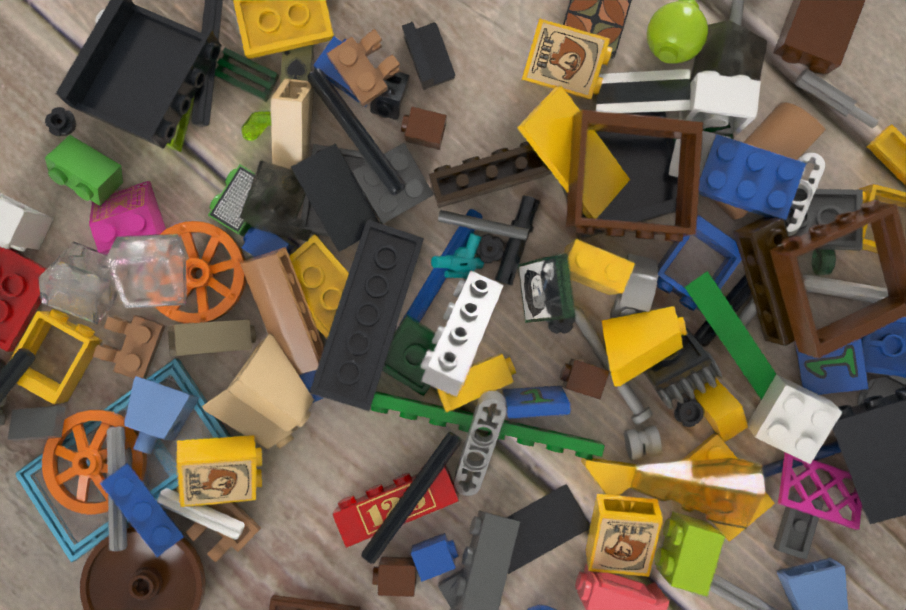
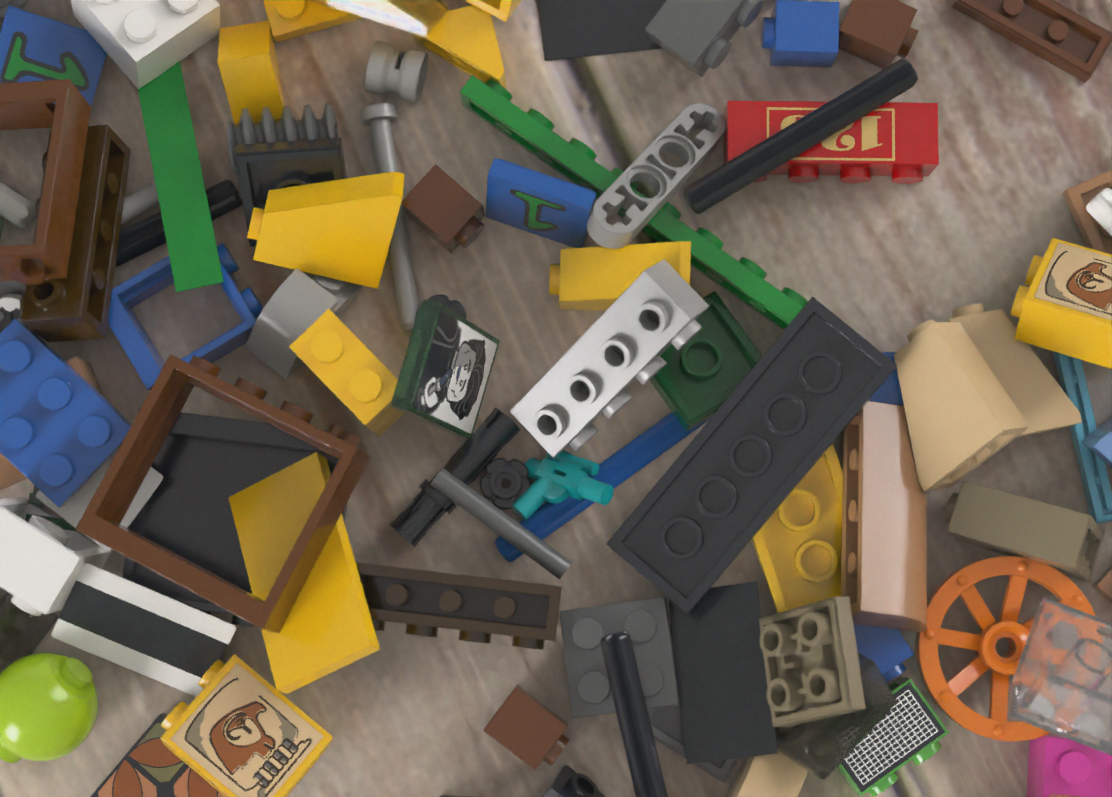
camera: 150 degrees left, 5 degrees down
(291, 218) = (811, 662): none -> dark tan tile
(695, 416) = (302, 76): black plate -> none

